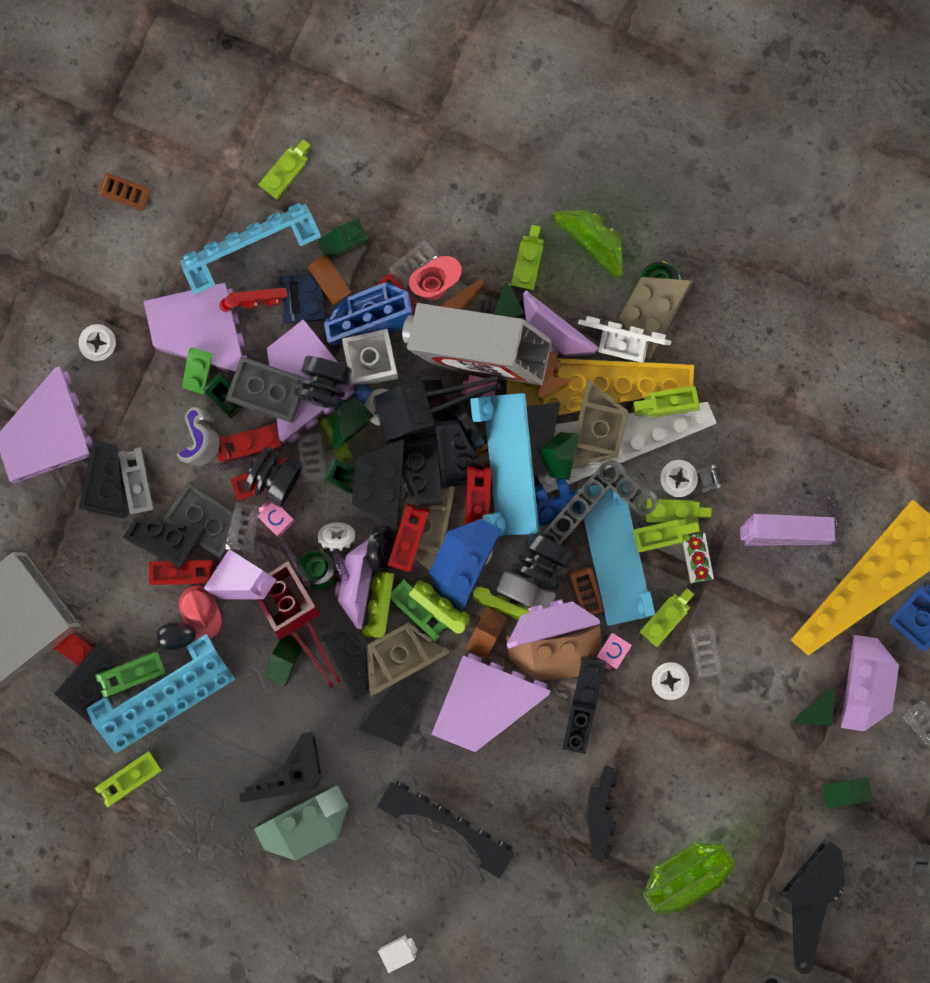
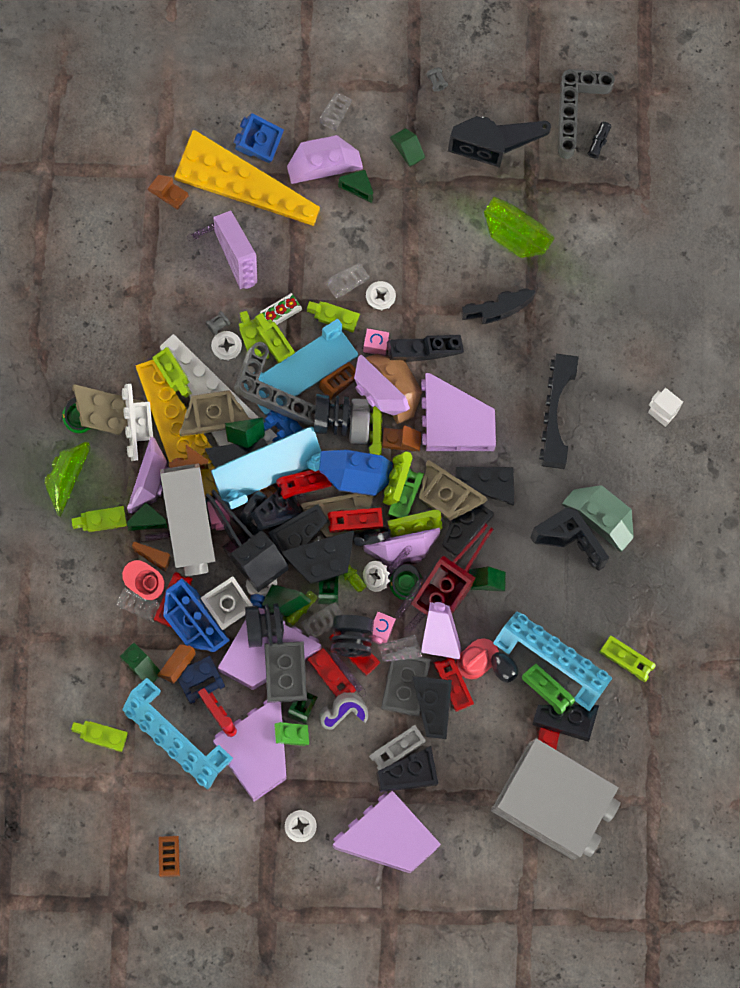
camera: 125 degrees left, 10 degrees down
(343, 512) = (354, 579): none -> clear neon green axle
(897, 486) = (167, 191): none -> dark orange slope

